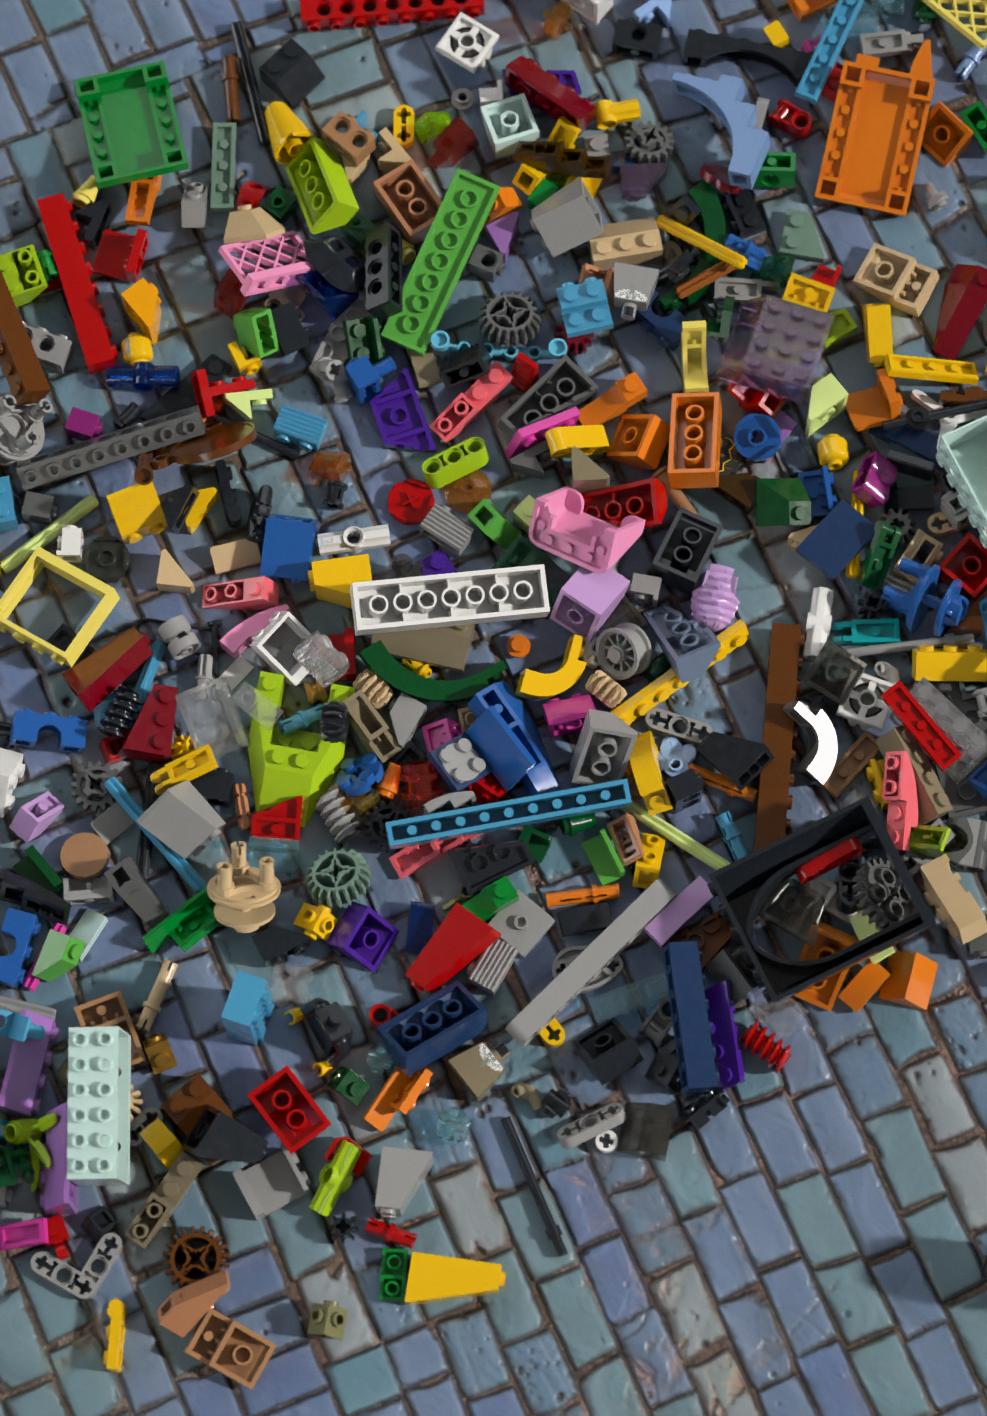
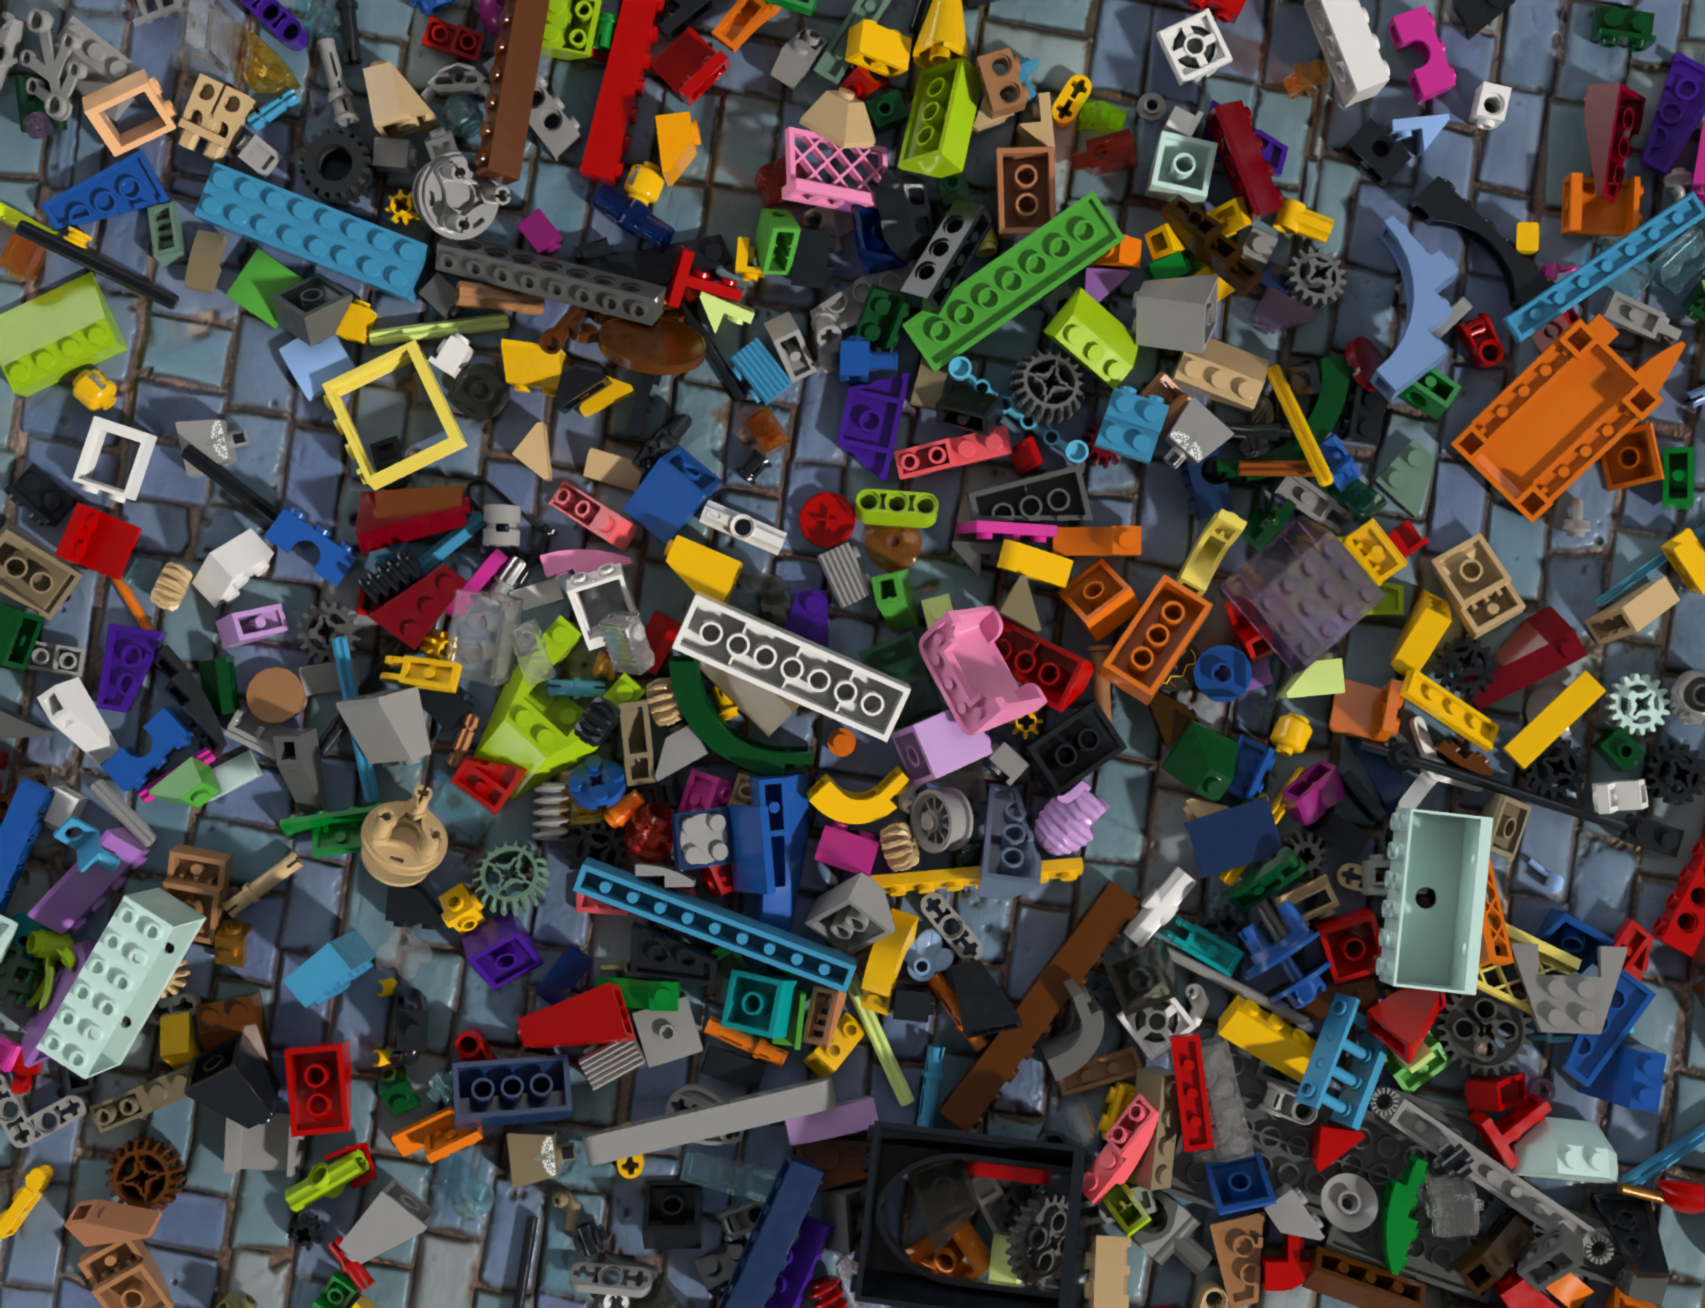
camera: 30 degrees right, 15 degrees up
(67, 488) = (492, 297): none -> medium nougat axle
(187, 682) = (484, 575): none -> dark pink beam
(248, 166) = (878, 48): none -> yellow brick
(310, 397) = (790, 347): none -> light grey slope
(521, 269) = (1094, 338): none -> lime slope
(574, 856) = (758, 1003): none -> teal brick
(639, 560) = (1030, 727): none -> yellow gear
(923, 335) = (1456, 661): none -> black gear

